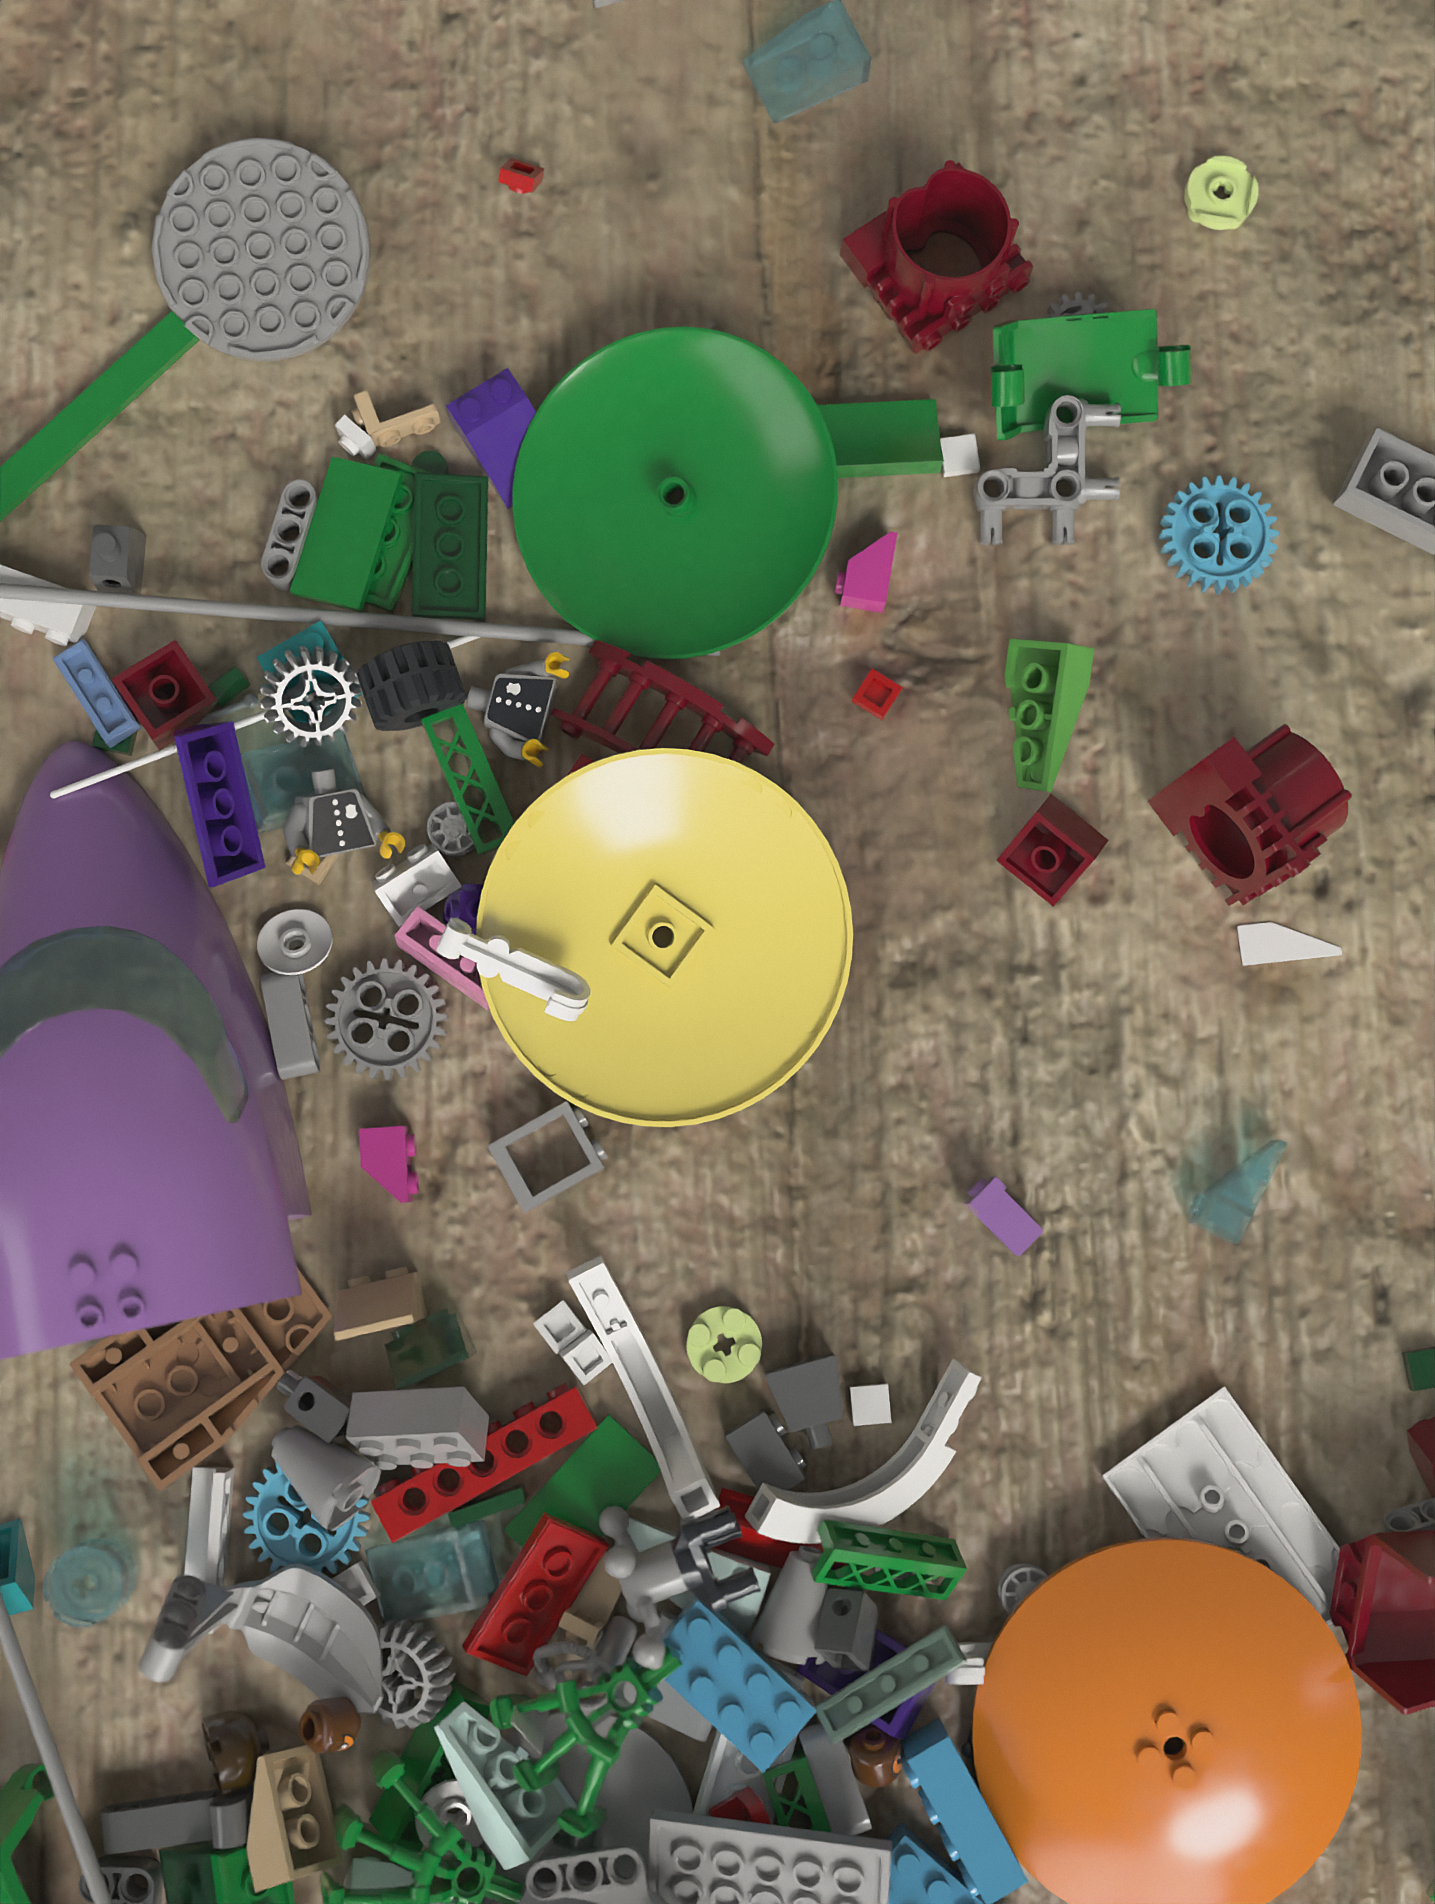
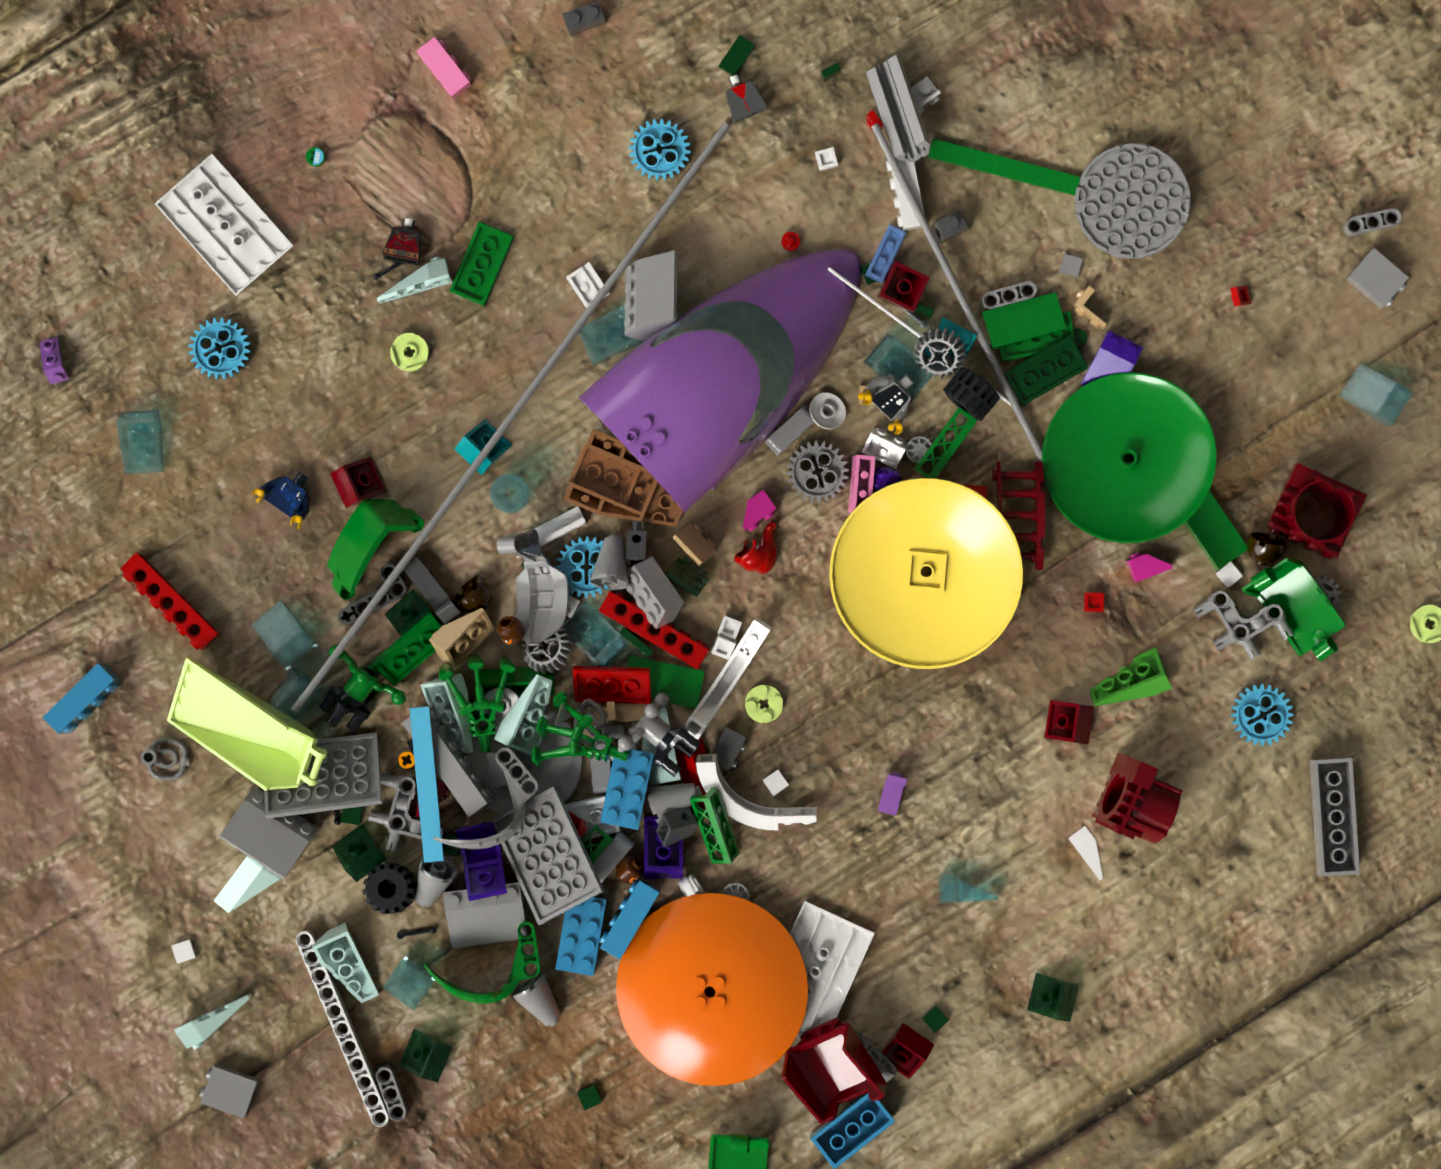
camera: 70 degrees right, 5 degrees up
(219, 801) = (869, 342): dark purple slope -> none
(306, 410) = (1070, 265): none -> light grey tile
(354, 439) = (1070, 296): white plate -> none
(472, 1199) = (761, 556): none -> red piece
(513, 1174) = (783, 567): light grey window -> none
(521, 706) = (991, 446): torso -> none
(561, 988) = (874, 518): white piece -> none
(808, 1396) = (763, 753): dark grey torso -> none
(890, 1684) = (665, 856): sand green tile -> none
(952, 371) = (1265, 549): none -> dark brown cylinder

